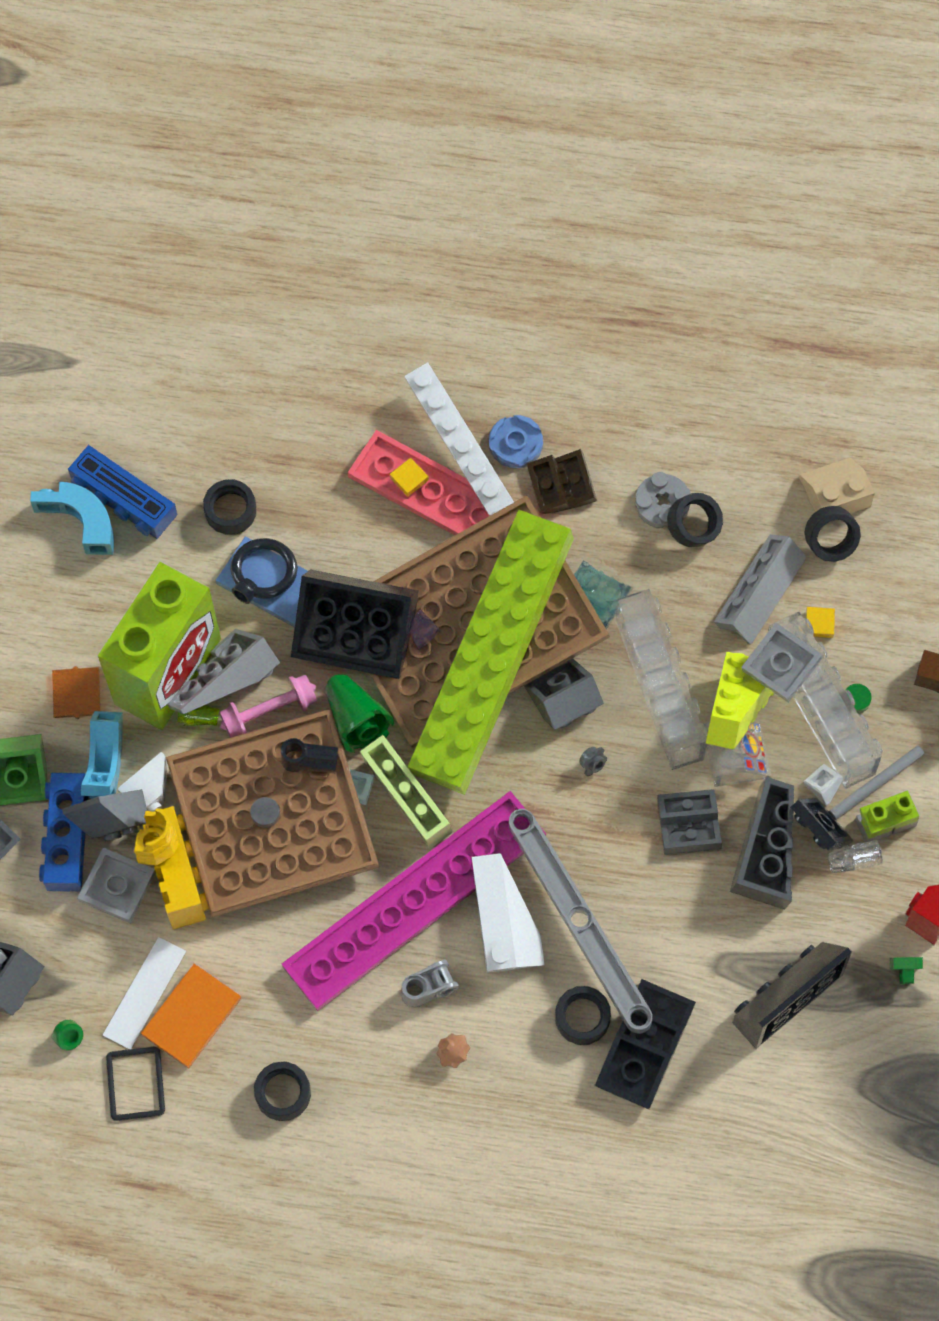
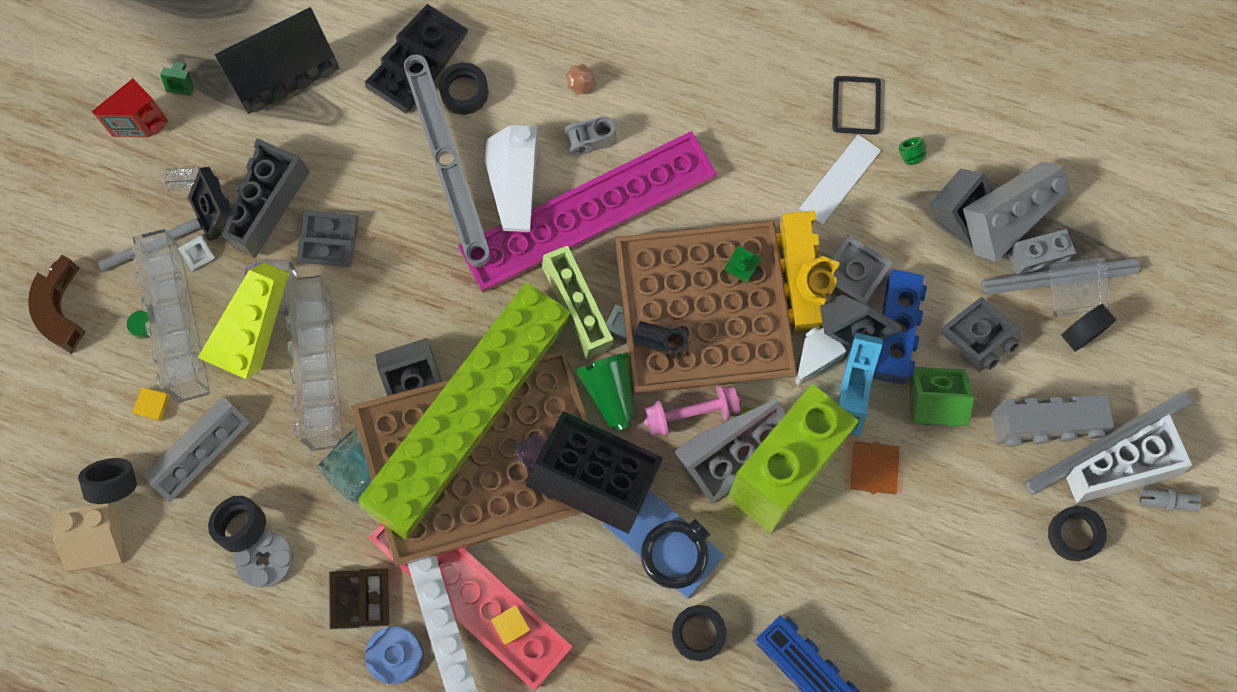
camera: 170 degrees left, 5 degrees up
(85, 506) = (840, 649): medium azure arch -> none
(191, 1016) = (801, 149): orange tile -> none
(237, 855) = (742, 264): none -> green tile
(265, 812) = (711, 299): flat silver tile -> none
(271, 1071) = (737, 55): black tyre -> none
(593, 760) = (399, 306): dark grey plate -> none
(782, 662) = (194, 335): light grey plate -> none
(887, 816) = (150, 204): lime hips -> none

